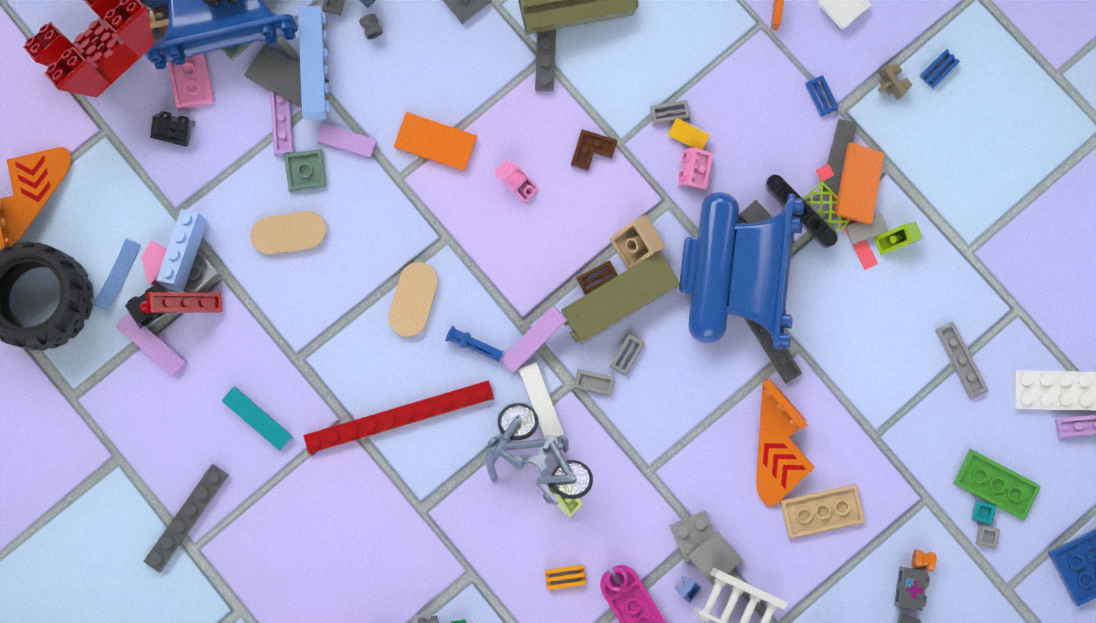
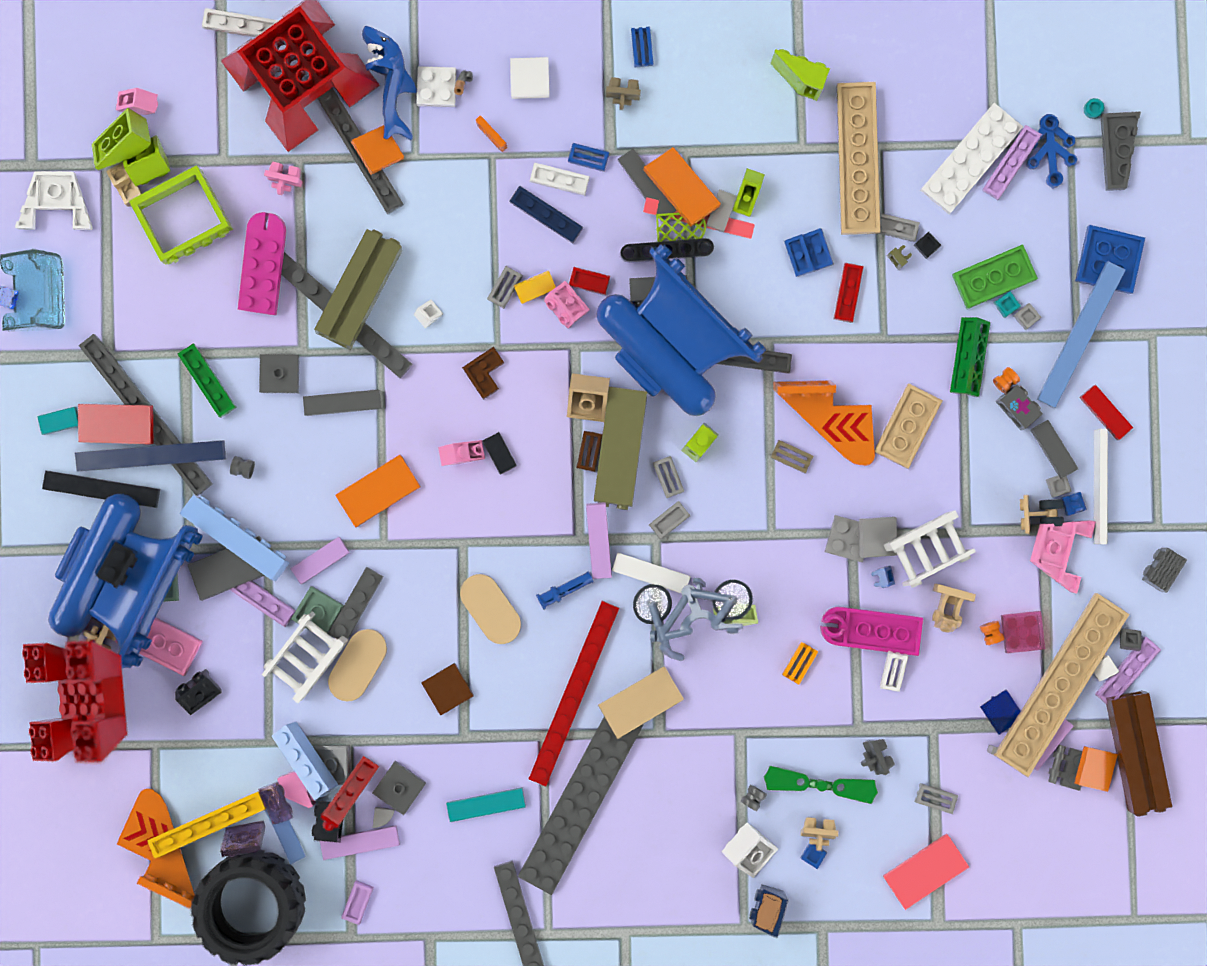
camera: 55 degrees left, 5 degrees up
(74, 215) = (206, 825): none -> yellow plate
(84, 251) = (243, 839): none -> clear purple plate
(102, 379) = (357, 902): none -> lavender tile
(131, 254) = (275, 802): none -> clear purple plate
(185, 345) = (382, 816): none -> light grey tile
(217, 340) = (399, 787): none -> dark grey plate
(272, 203) = (312, 674): none -> white fence
(318, 490) = (577, 807): none -> dark grey plate
(324, 316) = (447, 689): none -> reddish brown tile
(333, 194) = (356, 604): none -> dark grey plate
(433, 474) = (640, 702): none -> tan tile
(481, 61) = (342, 402): none -> dark grey tile
(539, 210) = (499, 453): none -> black tile
(601, 71) = (427, 313): none -> white slope
(674, 356) = (700, 442): none -> lime torso
(728, 172) = (589, 281): none -> red tile
(733, 450) = (806, 463): none -> dark tan tile
(751, 99) = (546, 214): none -> dark blue tile
(786, 87) = (559, 179): none -> white tile
(886, 379) = (848, 292): none -> red tile
(891, 322) = (808, 252): none -> blue slope
(917, 513) = (967, 356): none -> green fence
(945, 395) = (897, 258): none -> olive tile
(976, 411) = (927, 245): none -> black tile
(996, 301) = (858, 158): none -> tan plate
(1010, 591) = (1081, 334): none -> medium blue tile
(1024, 203) = (802, 75): none -> lime slope

